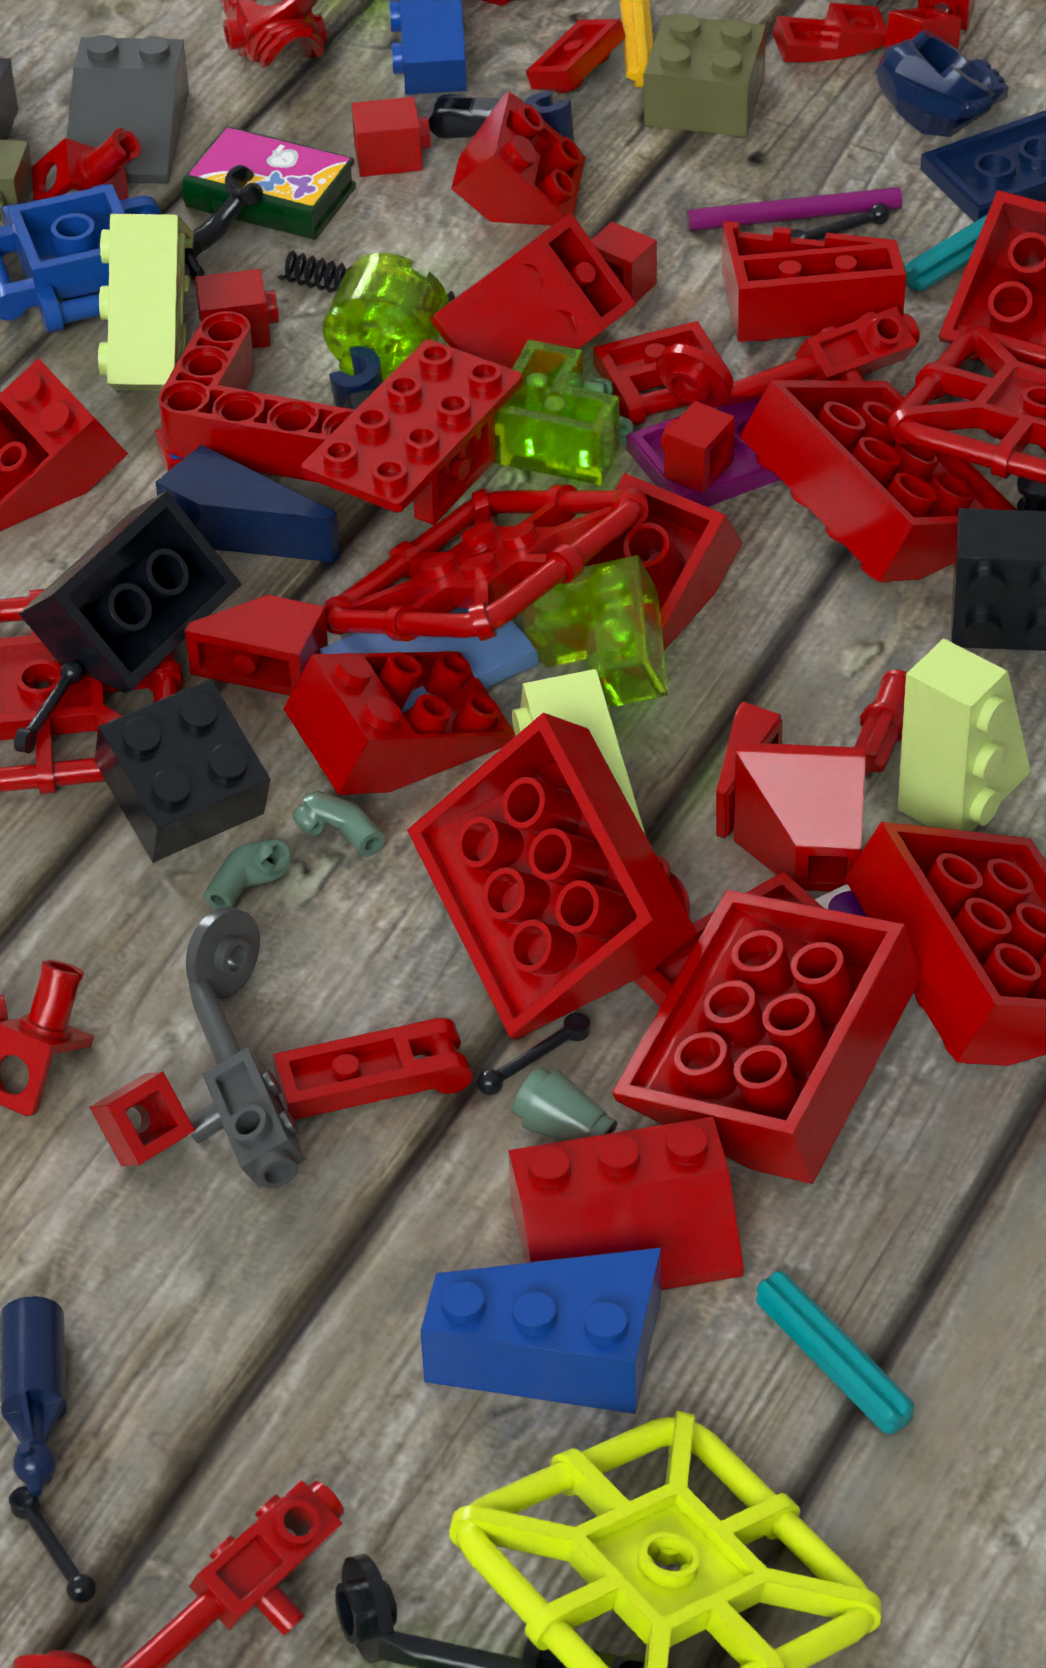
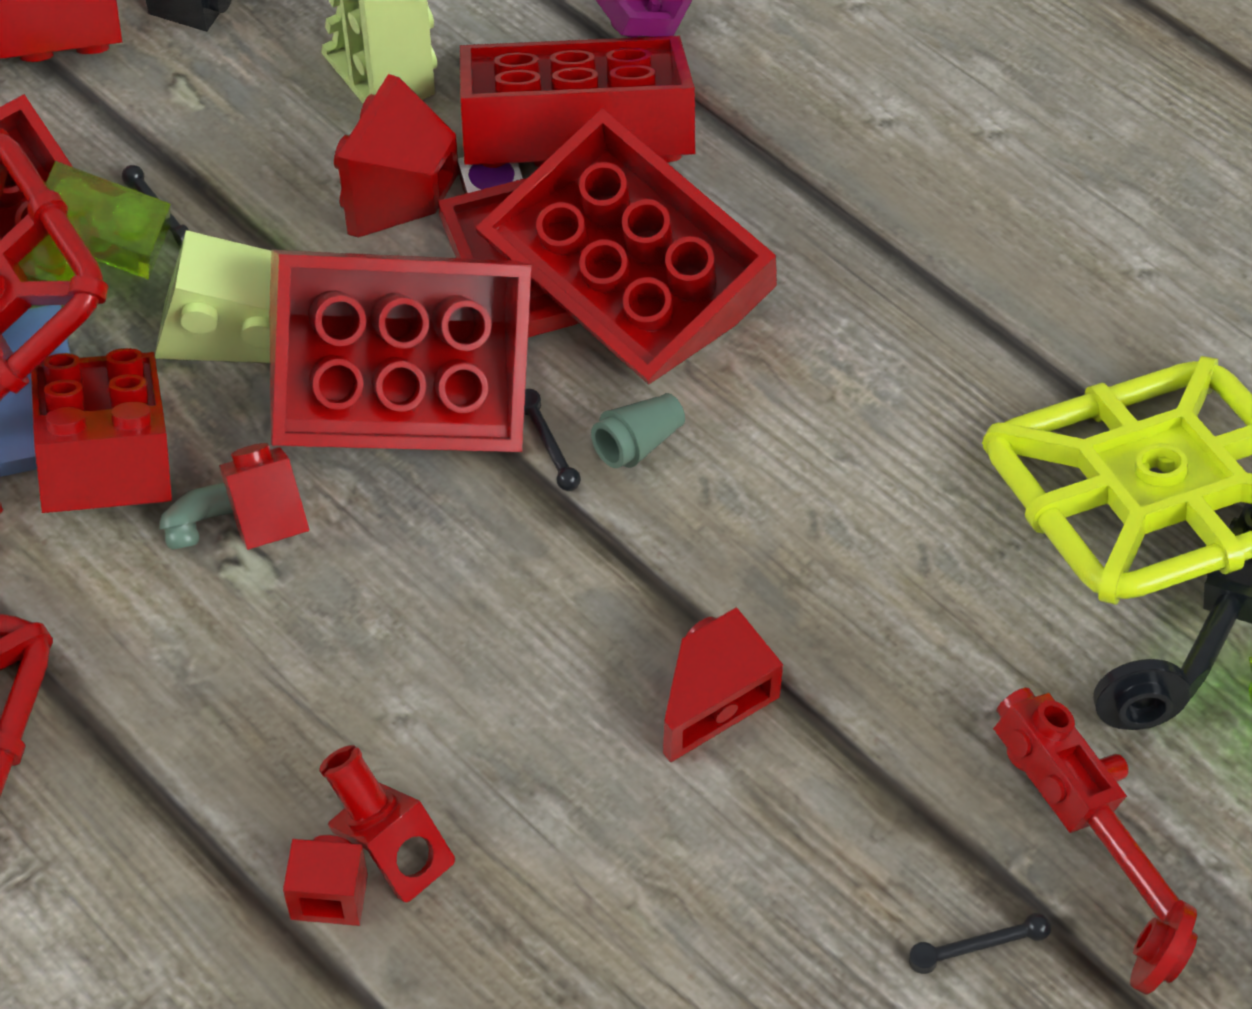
camera: 75 degrees left, 10 degrees up
(33, 1383) = (812, 915): dark blue wheel -> none
(161, 1114) = (526, 750): red plate -> none
(181, 770) = (93, 611): black brick -> none
(241, 1087) = (516, 661): dark grey piece -> none
(246, 868) = (222, 602): sand green arm -> none
(270, 1246) = (718, 681): none -> red slope
(353, 846) = (263, 495): none -> red brick
(372, 1068) = (526, 563): red plate -> none
(547, 1328) = (886, 492): blue wedge -> none
(631, 1194) = (772, 415): red slope -> none
(665, 708) = (134, 177): none -> black hinge
(749, 726) = (290, 192): red slope -> none
(835, 1352) = (948, 322): teal axle -> none
(883, 721) = (285, 92): red axle -> none

